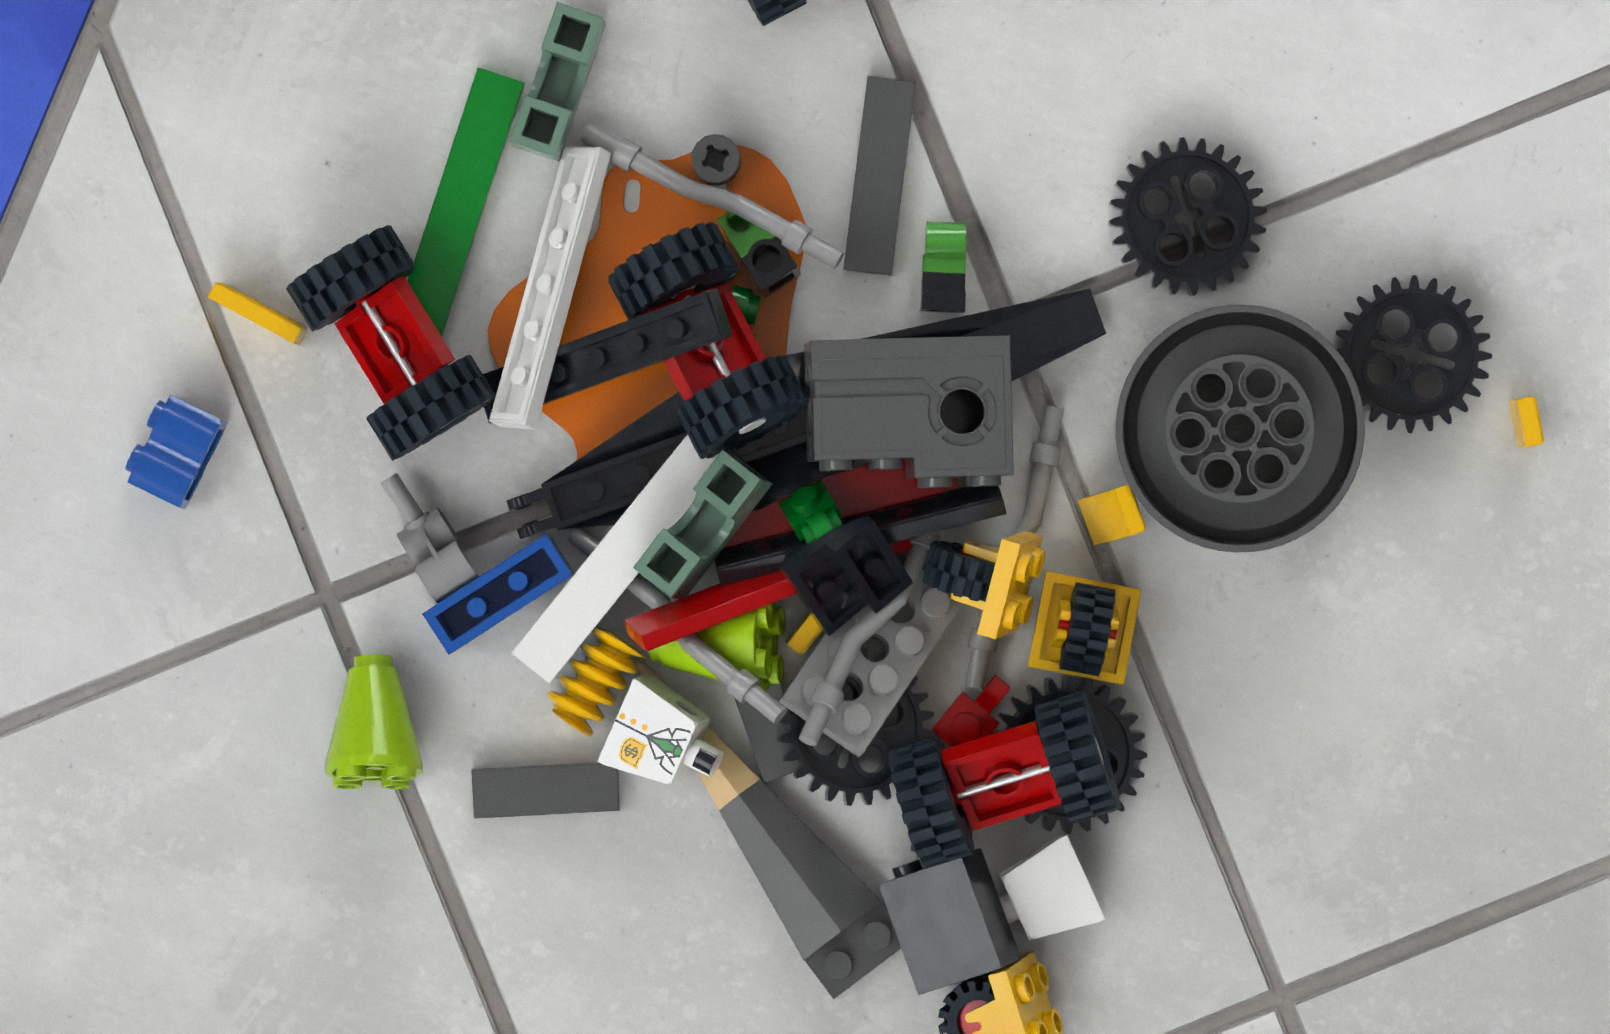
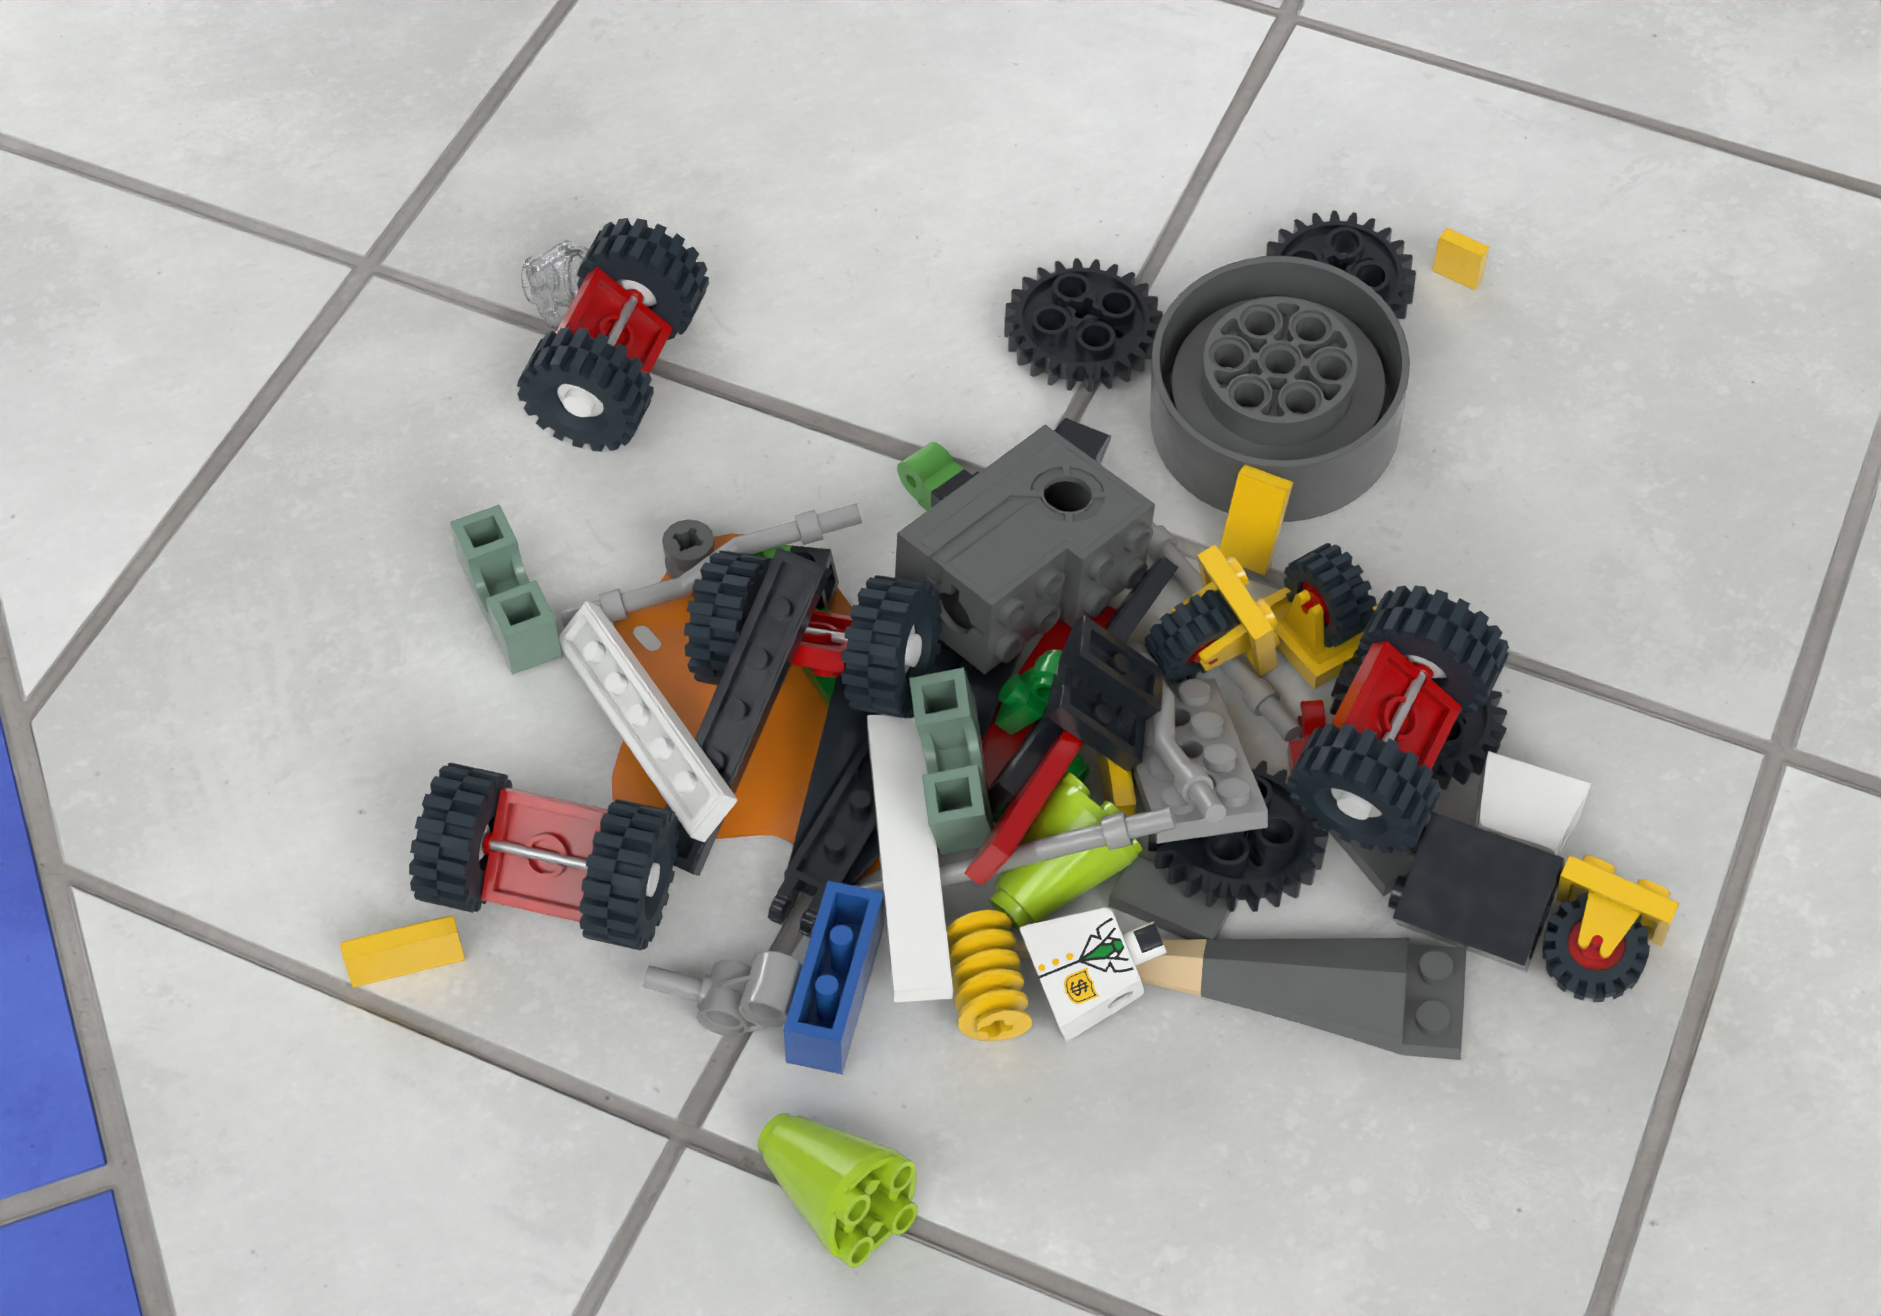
camera: 45 degrees left, 35 degrees down
(176, 451) = (427, 1119): blue brick -> none
(463, 192) = (491, 710): green tile -> none
(544, 790) = (1037, 1112): dark grey tile -> none
(879, 175) = (828, 473): dark grey tile -> none

